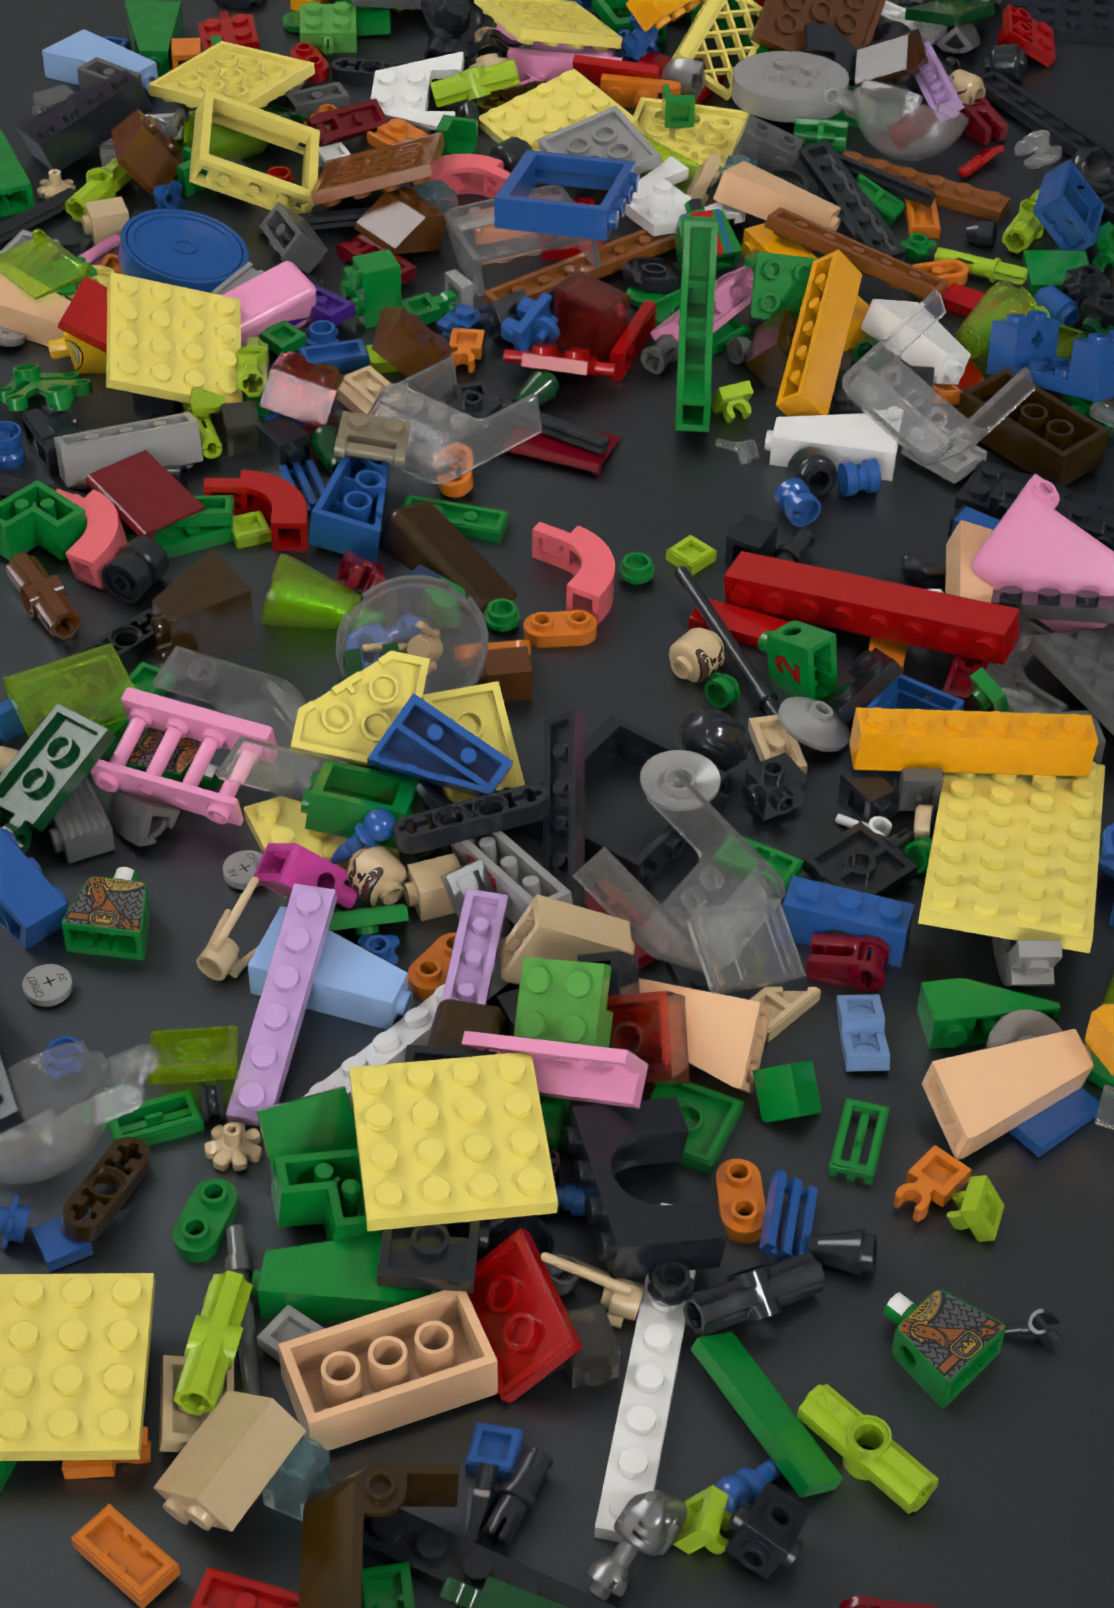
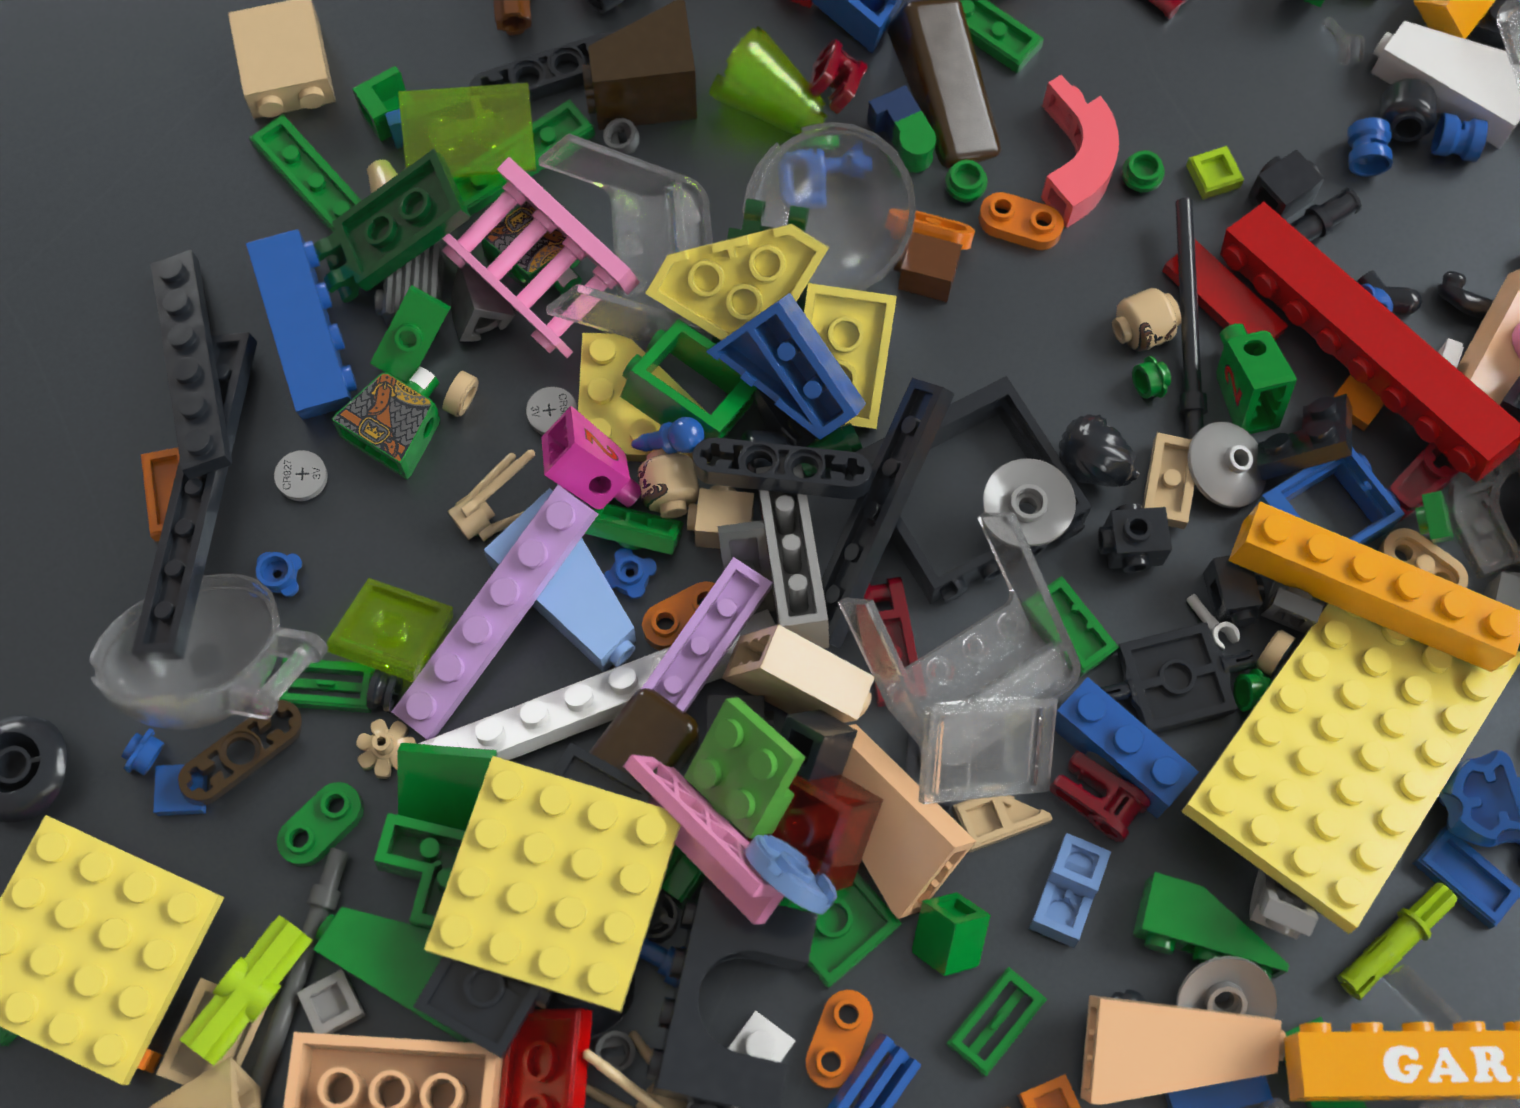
camera: 25 degrees right, 25 degrees up
(97, 843) = (410, 334): none -> green plate
(162, 879) = (460, 394): none -> tan tile
(422, 645) = (845, 210): tan plant -> none
(661, 1054) = (788, 873): none -> medium blue tile

